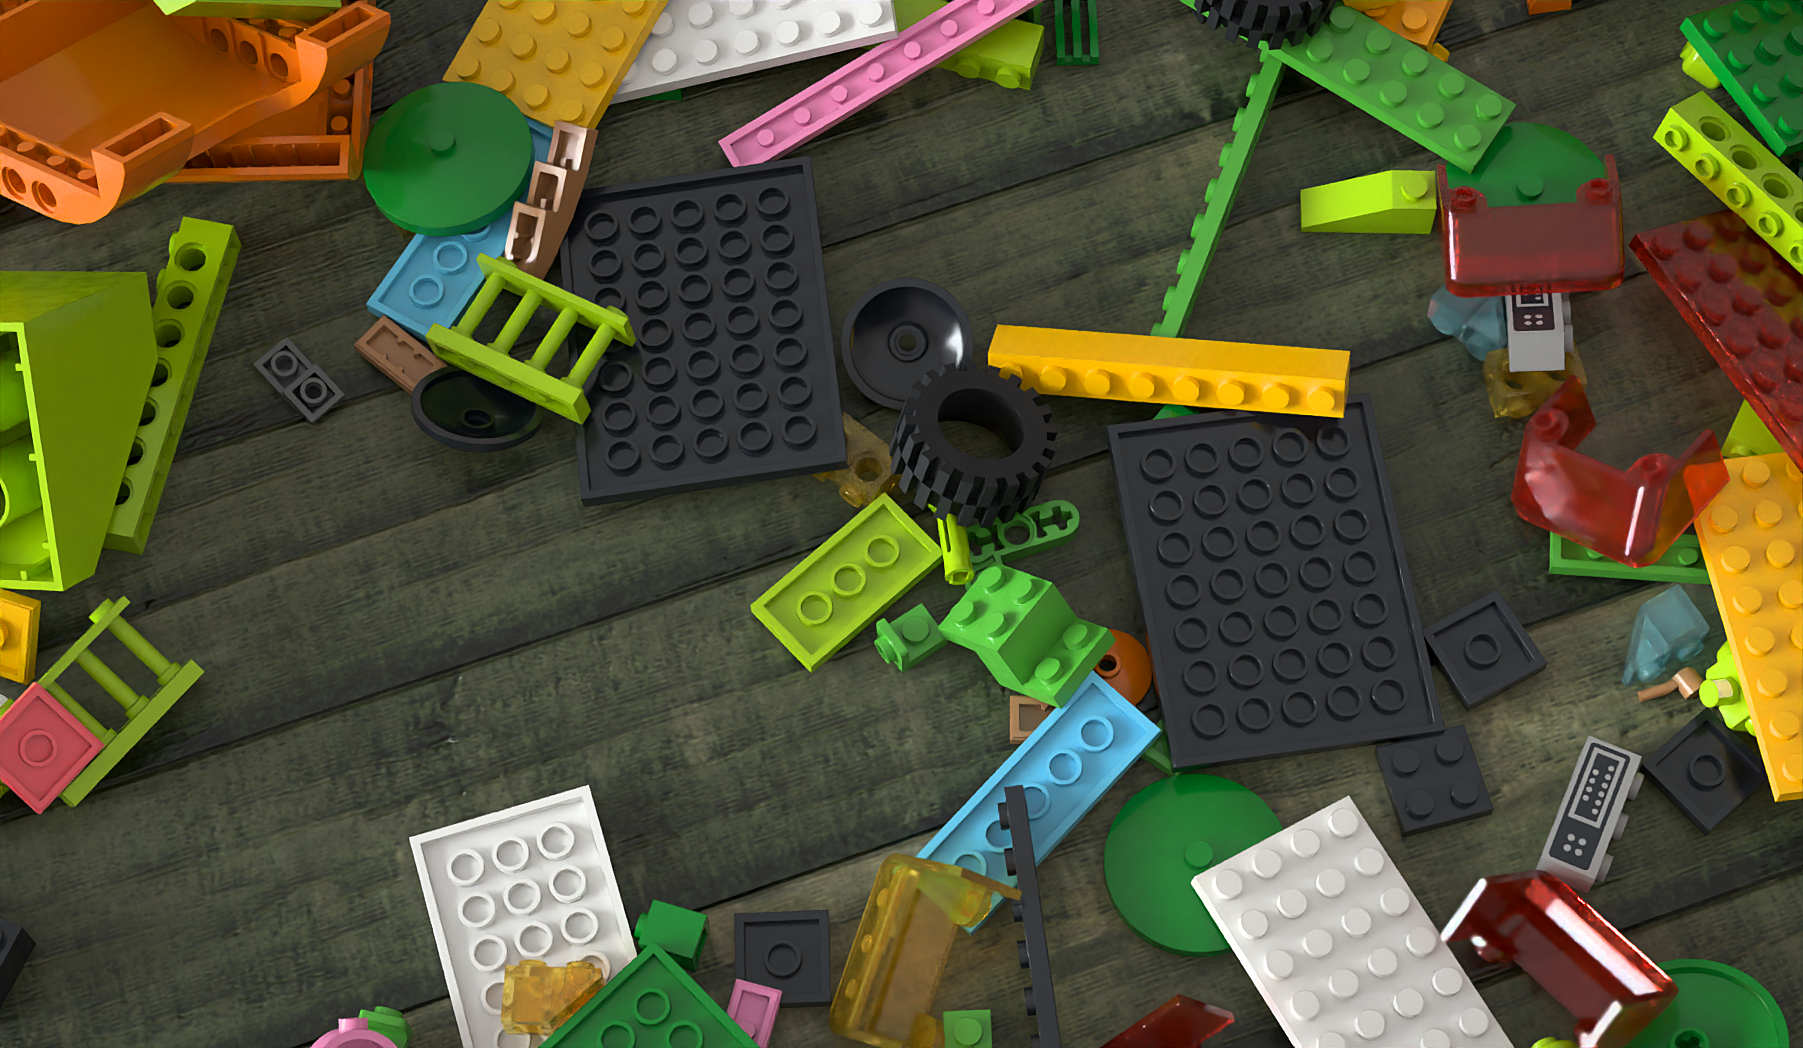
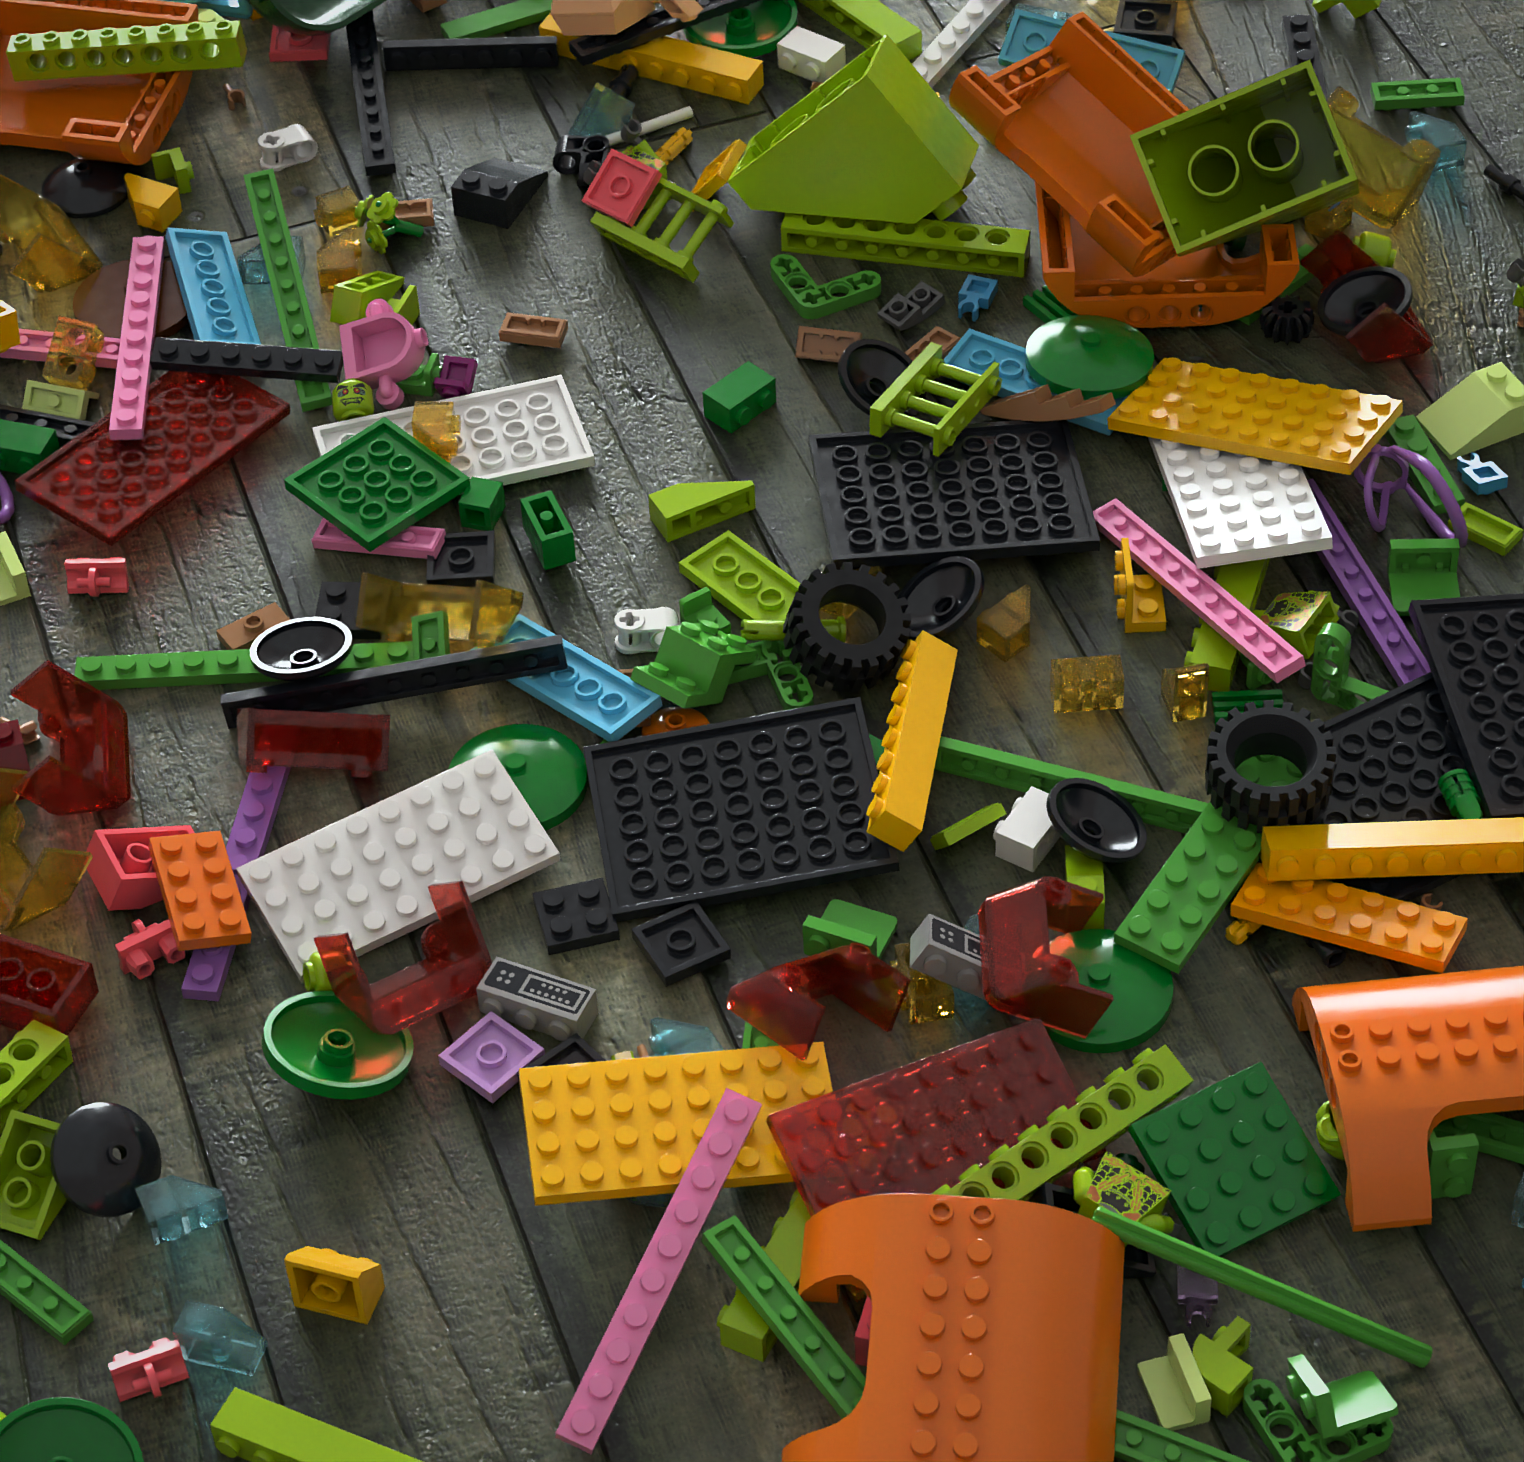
camera: 90 degrees right, 20 degrees down
(253, 510) = (818, 301): none -> bright green beam
(287, 295) = (976, 293): none -> dark azure plate
(295, 886) = (533, 330): none -> medium nougat plate
(319, 201) = (1046, 298): none -> green tile
(377, 483) = (823, 343): none -> medium nougat plate
(398, 988) = (456, 377): none -> magenta bracket
(477, 595) = (739, 397): none -> green brick
(699, 660) = (696, 506): none -> lime slope
(746, 836) = (548, 530): none -> green brick
(893, 129) = (1141, 596): none -> yellow bracket
(936, 702) = (645, 629): none -> white piece
(939, 262) = (1006, 625): none -> clear yellow slope
(965, 984) = (430, 635): none -> bright green plate
(1049, 187) = (1087, 683): none -> clear yellow brick
(1066, 76) = (1185, 691): none -> clear yellow slope
(1282, 318) = (967, 825): none -> lime tile
(1288, 256) = (1026, 832): none -> white brick
(1304, 174) = (1096, 820): none -> black dish
(1463, 458) = (848, 924): none -> bright green bracket
(1677, 866) = (490, 1056): none -> lavender plate

